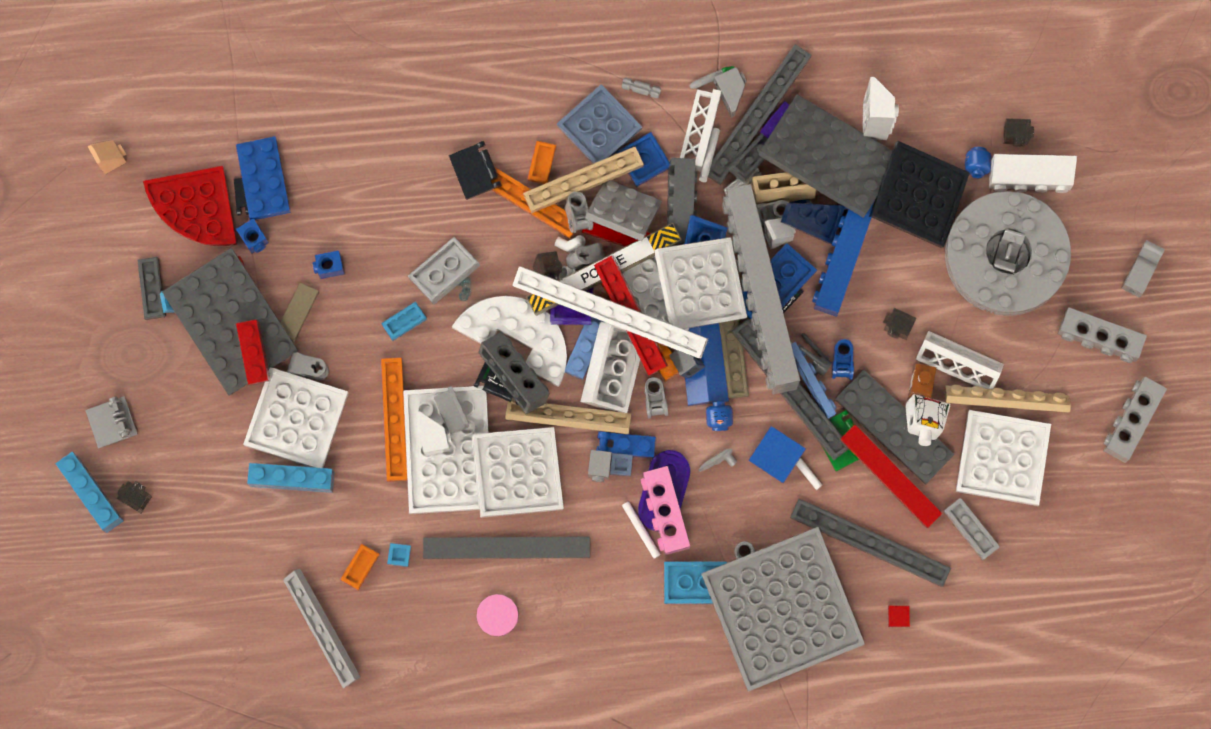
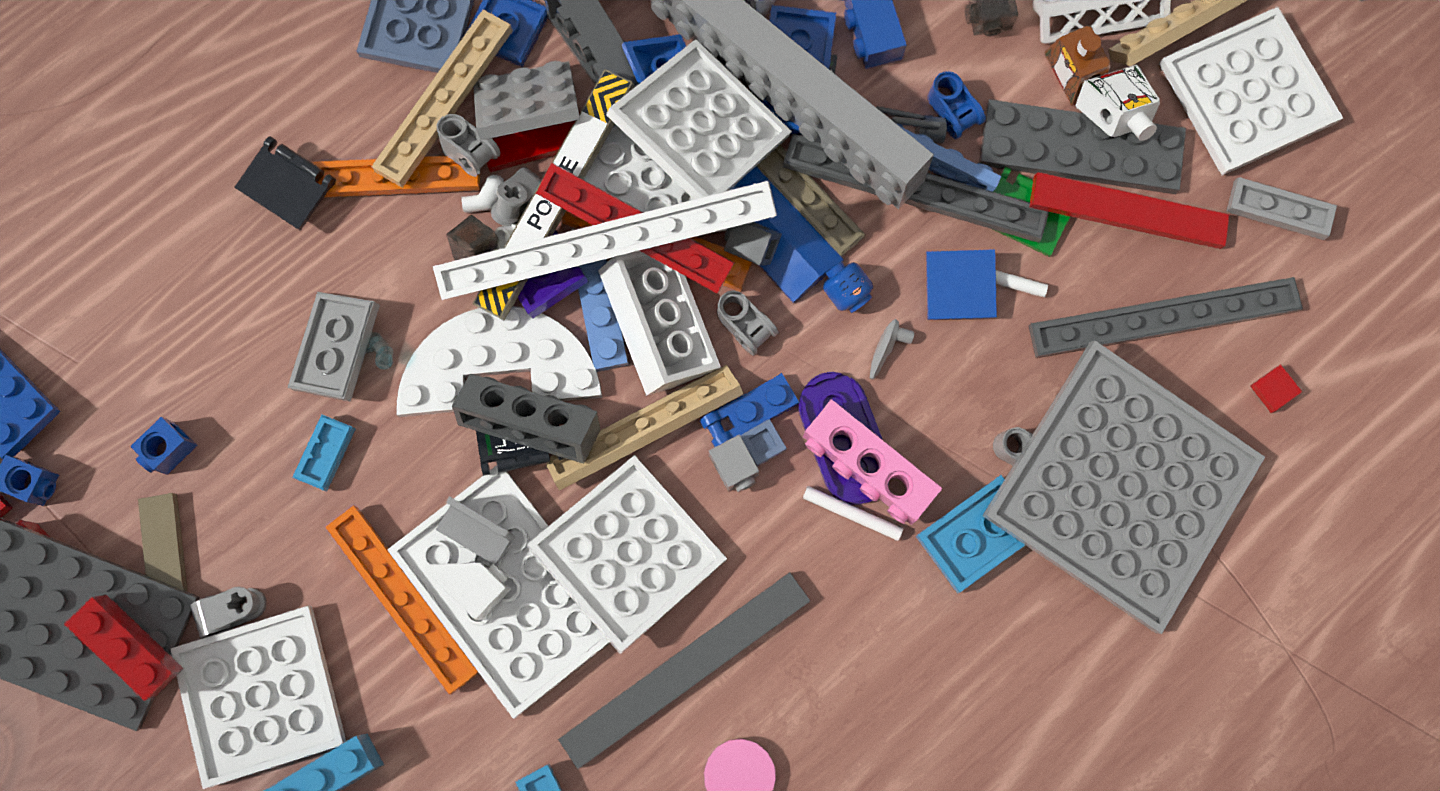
camera: 35 degrees left, 0 degrees up
(541, 162) = (371, 116): orange tile -> none

